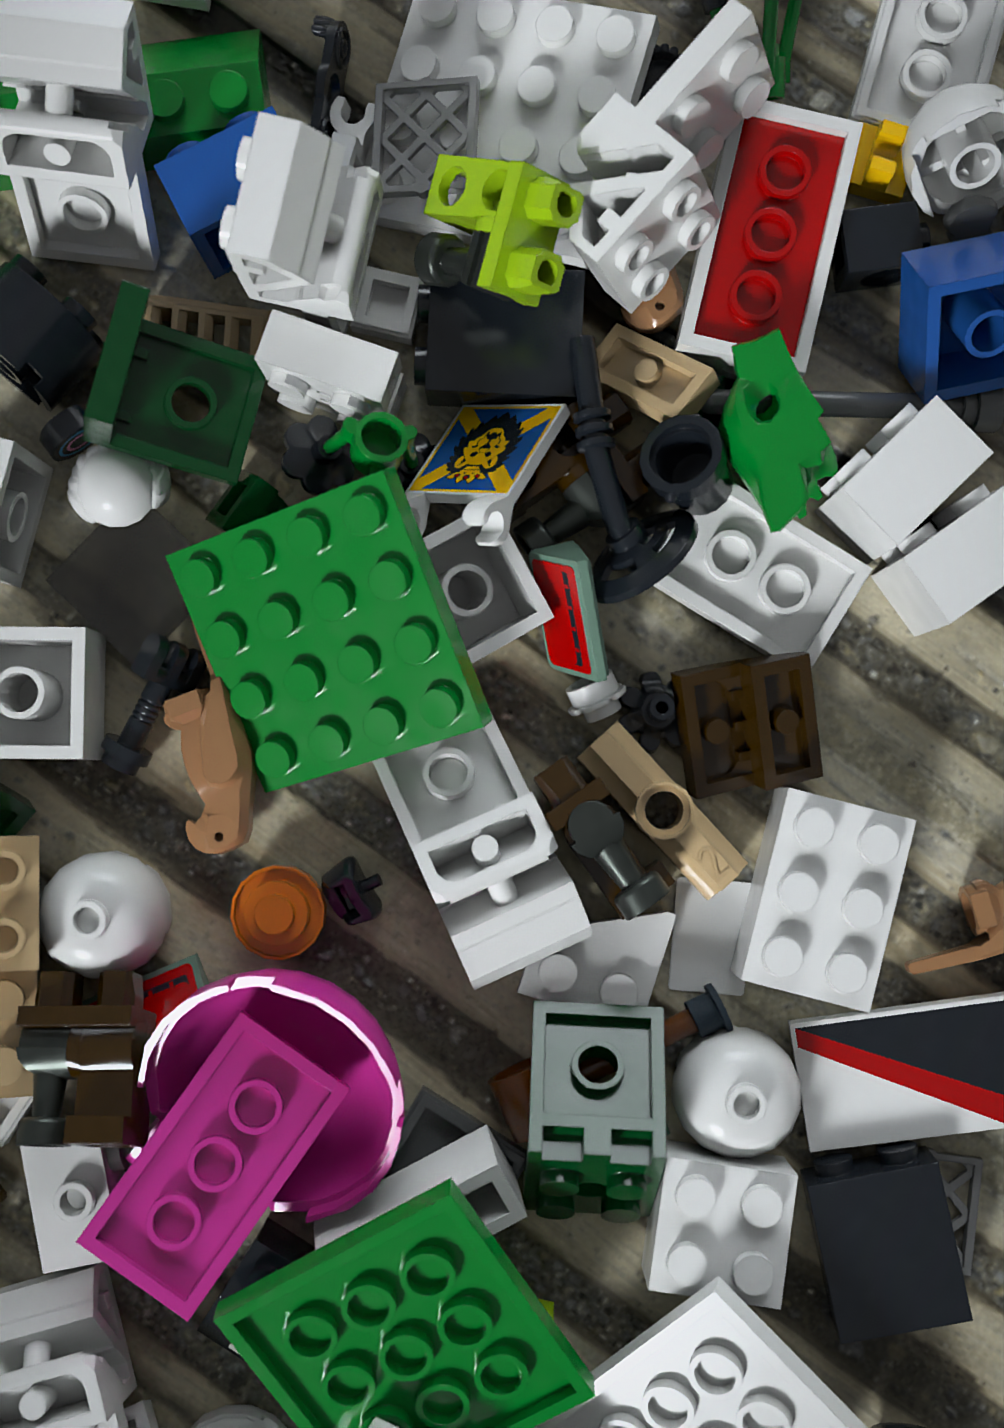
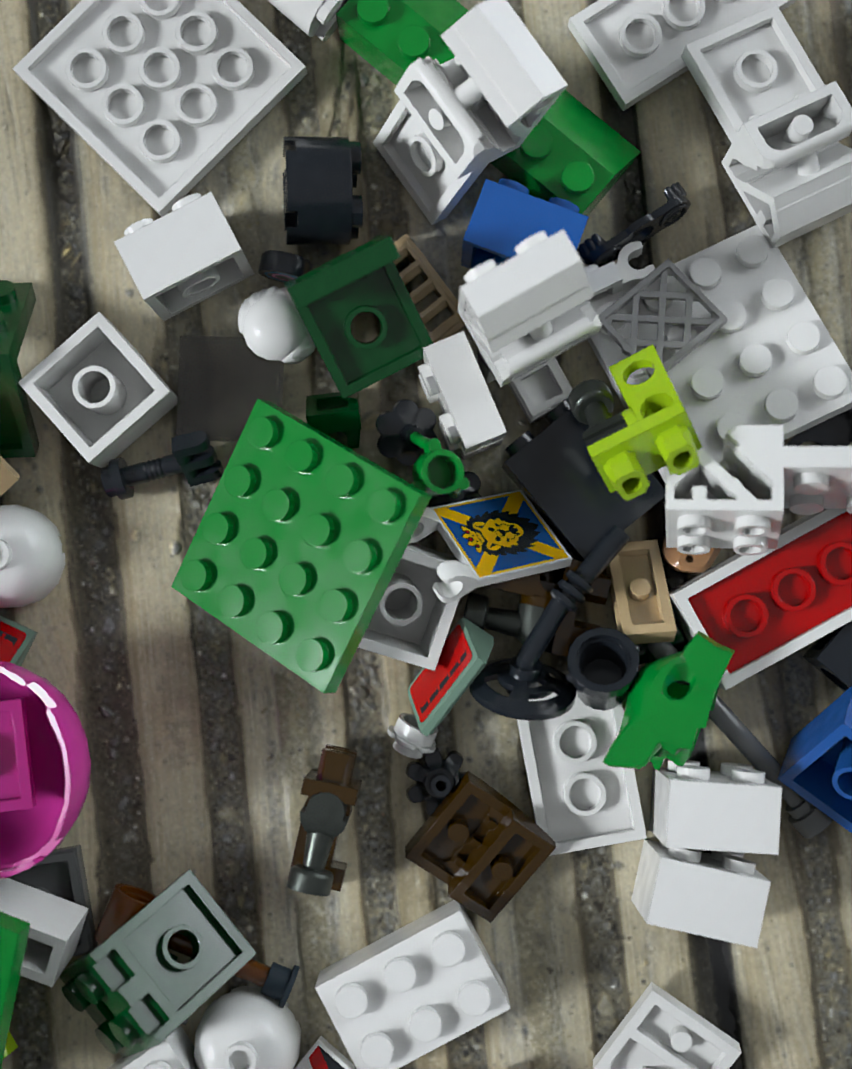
camera: 50 degrees right, 0 degrees up
(217, 764) = (161, 543): medium nougat animal -> none
(278, 912) = (105, 661): orange plate -> none
(351, 892) = (157, 695): black piece -> none
(484, 852) = (251, 758): white piece -> none
(608, 968) = (250, 885): white wing -> none
(691, 839) = (375, 874): tan piece -> none
(706, 938) = (329, 936): white sticker -> none

